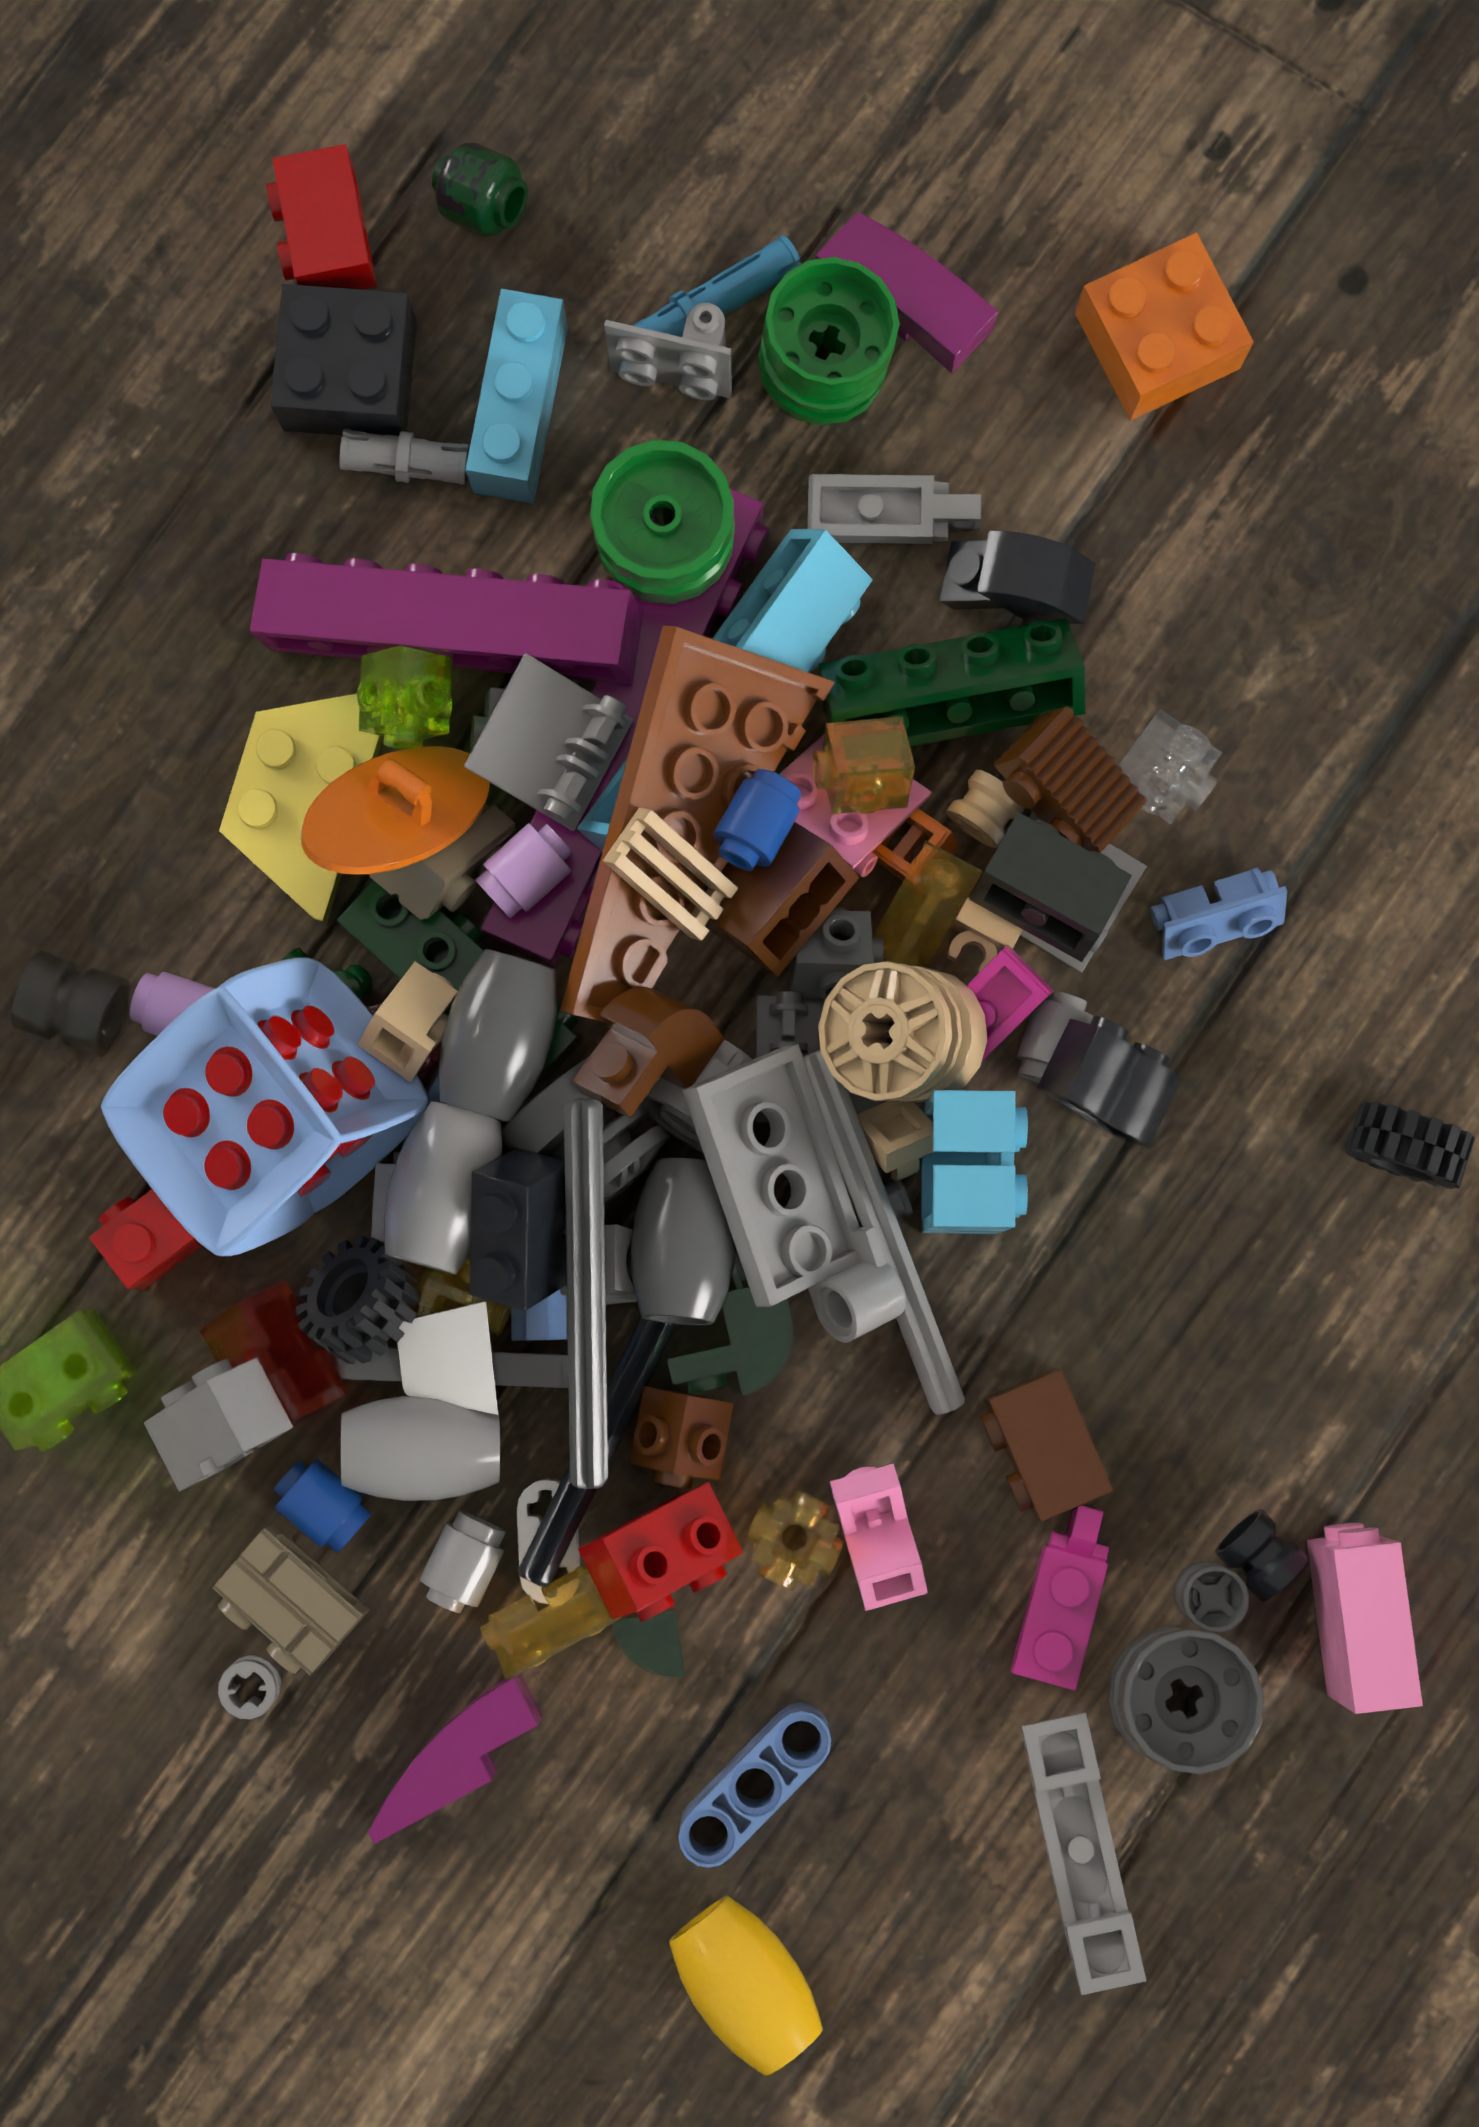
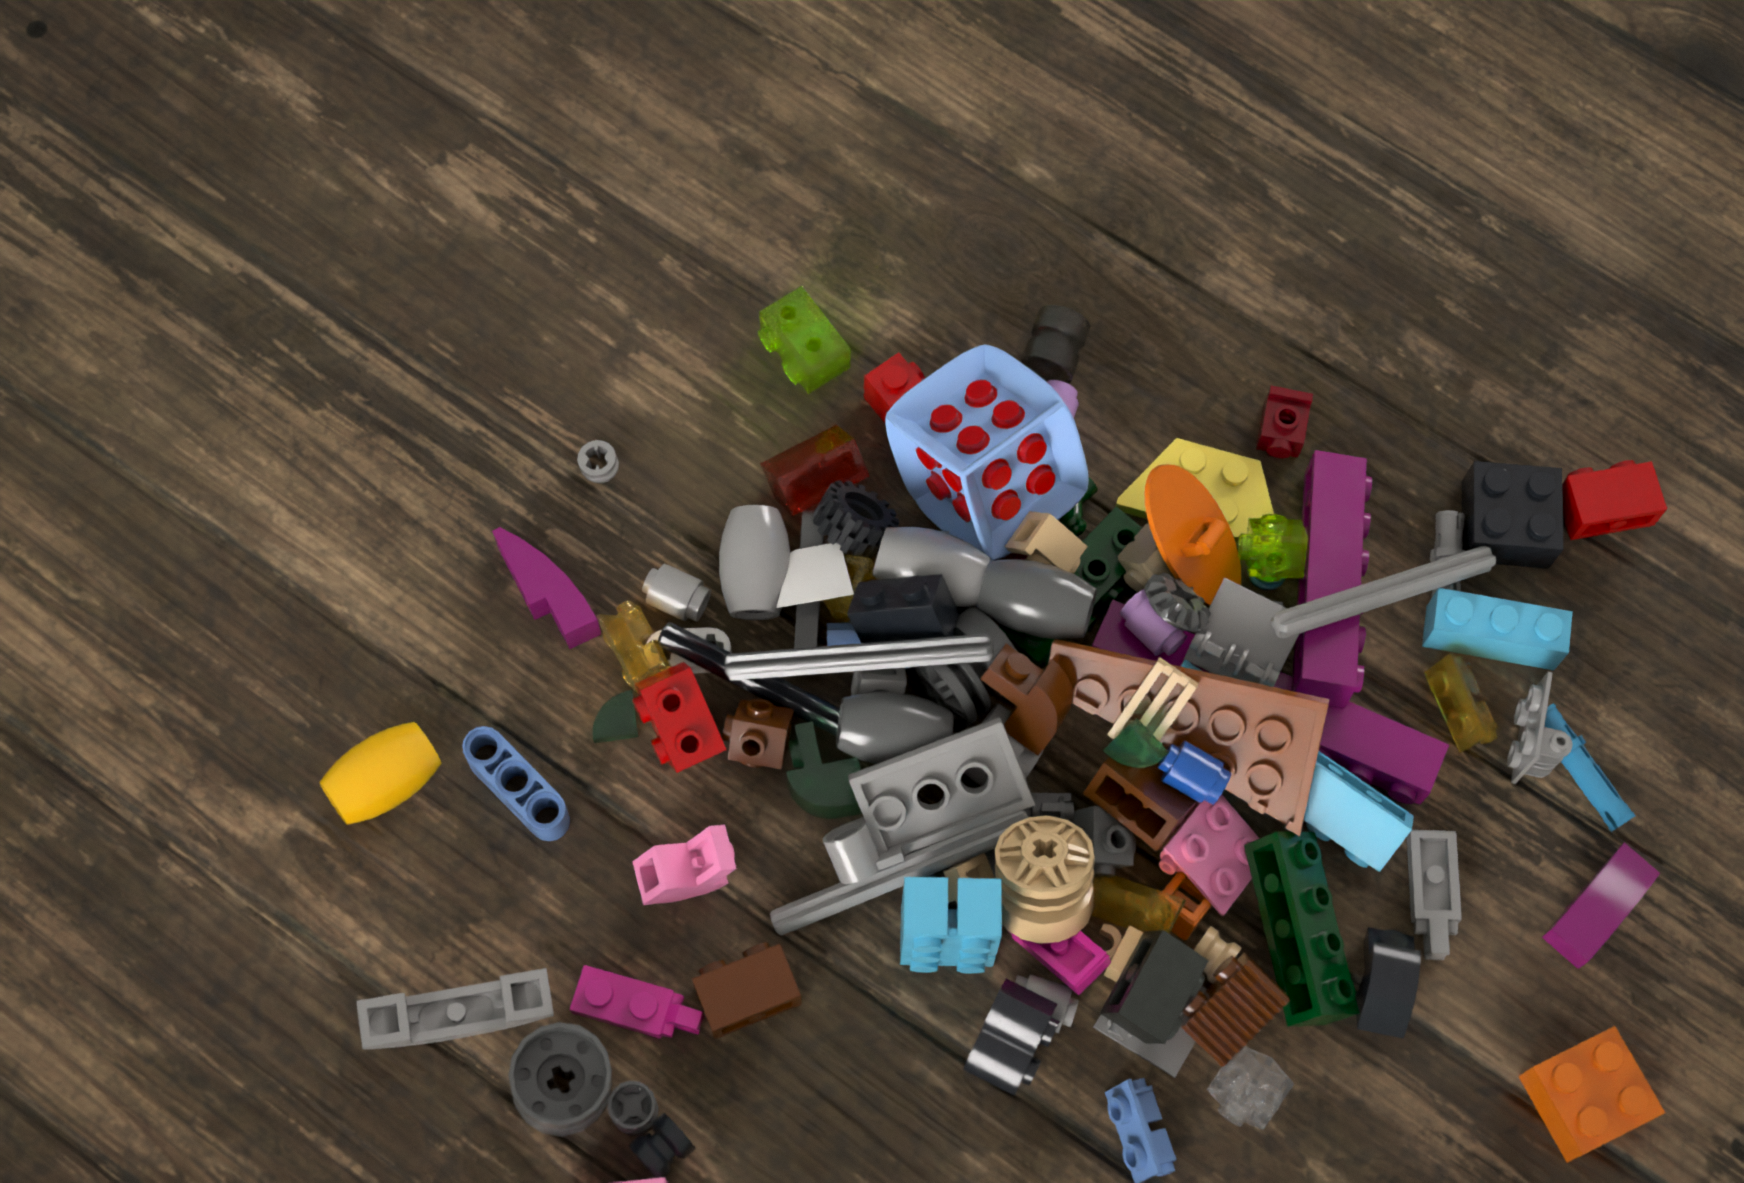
camera: 85 degrees right, 15 degrees down
(214, 693) = (1283, 407): none -> dark red brick
(216, 1421) = (775, 432): light grey brick -> none
(288, 1601) = (654, 483): dark tan brick -> none
(320, 1505) = (715, 501): blue brick -> none
(479, 189) = (1647, 605): dark green head -> none
(483, 546) = (1382, 592): none -> light grey axle
(519, 823) = (1177, 603): none -> dark grey gear
(586, 455) = (1454, 692): none -> clear yellow hinge
(689, 501) = (1408, 713): green wheel -> none
(728, 898) = (1136, 747): none -> clear green tile
(803, 1564) = (681, 795): clear yellow brick -> none
(836, 309) = (1577, 831): green wheel -> none
(865, 765) = (1239, 857): clear yellow brick -> none

